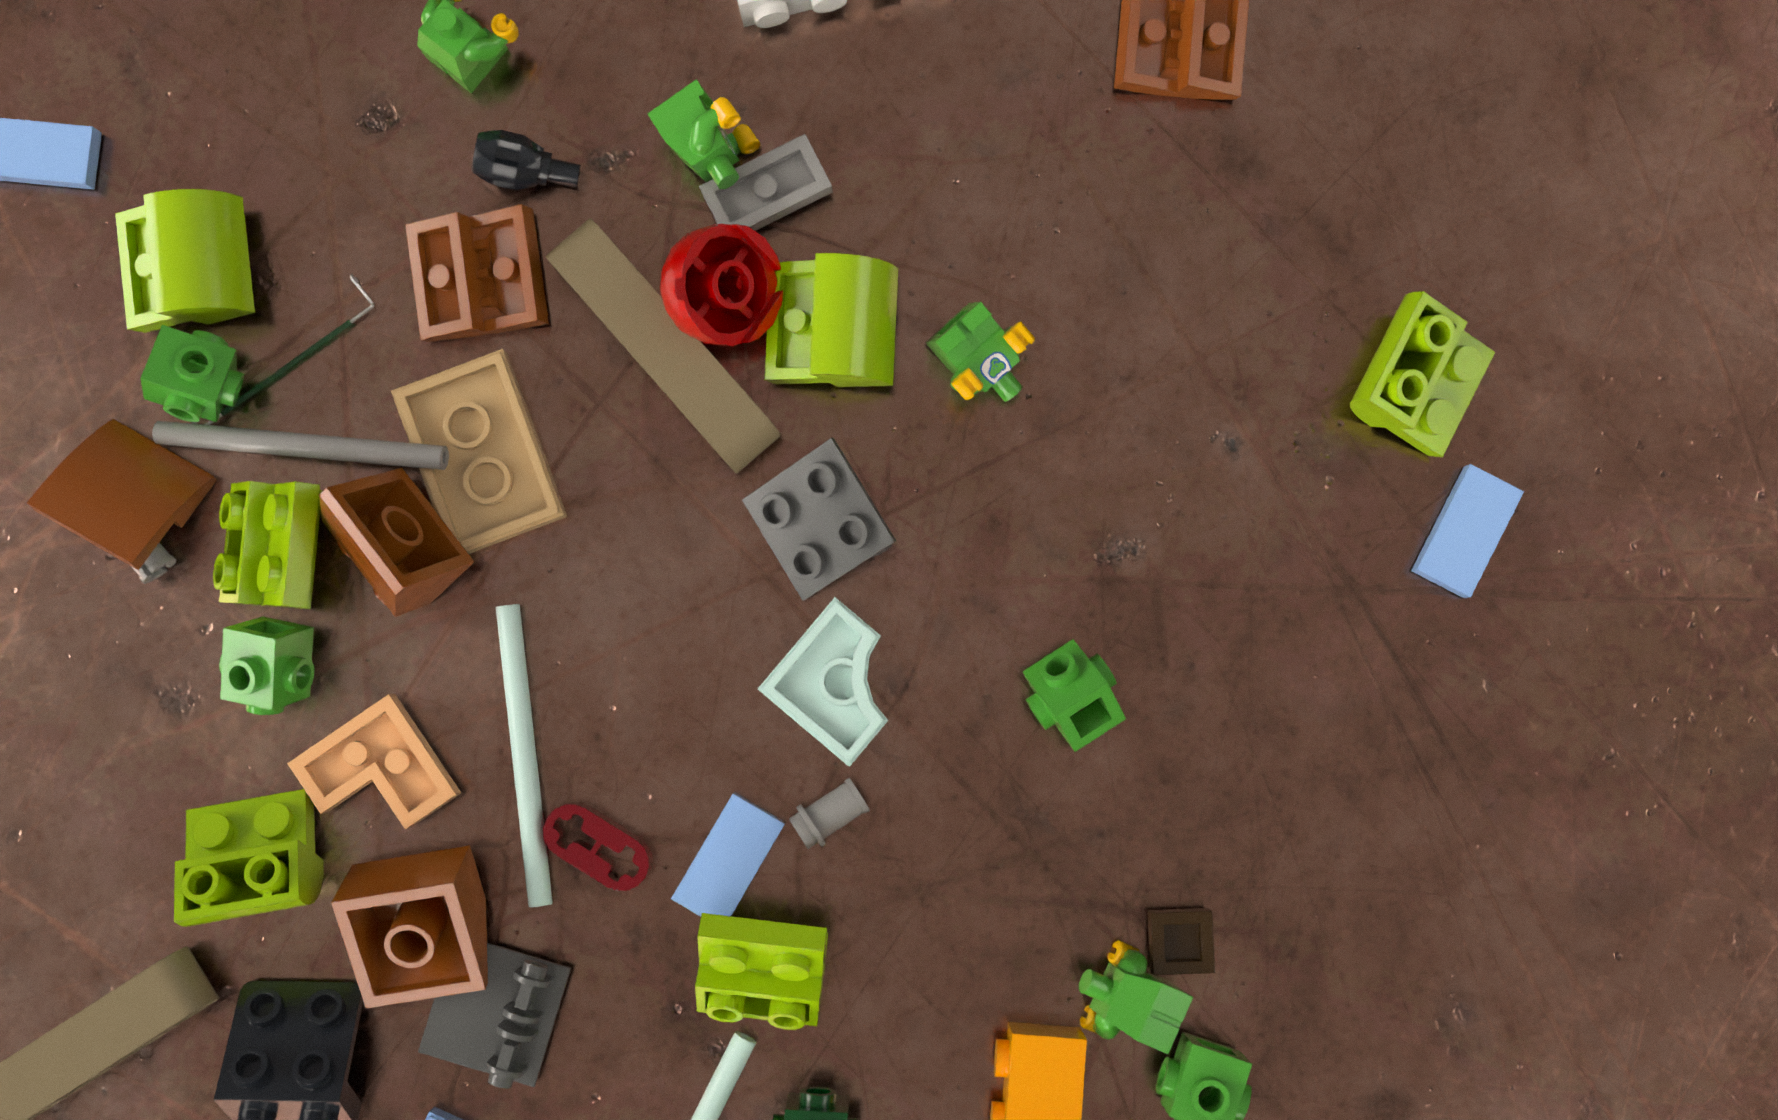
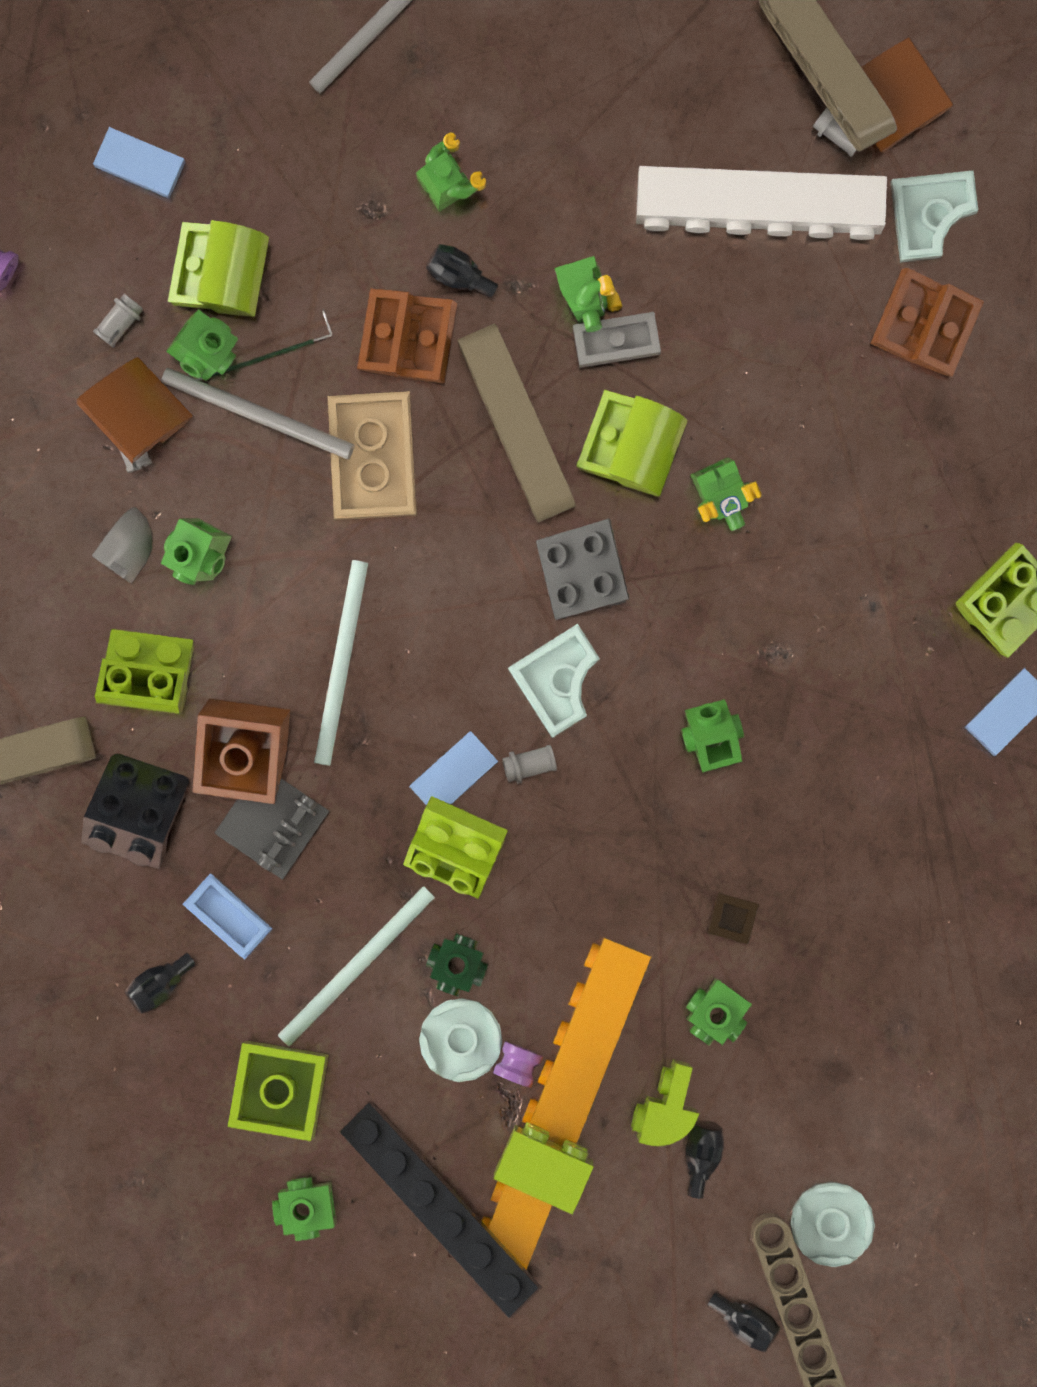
camera: 20 degrees right, 0 degrees up
(68, 376) = (118, 320): none -> light grey pin
(170, 685) = (126, 545): none -> light grey brick
(268, 544) = (220, 473): lime brick -> none
(378, 748) = (251, 629): light nougat plate -> none
(394, 538) = (303, 496): dark orange slope -> none
(589, 858) = (364, 744): dark red beam -> none
(722, 284) = (568, 396): red cylinder -> none
(1133, 1001) = (688, 945): bright green piece -> none

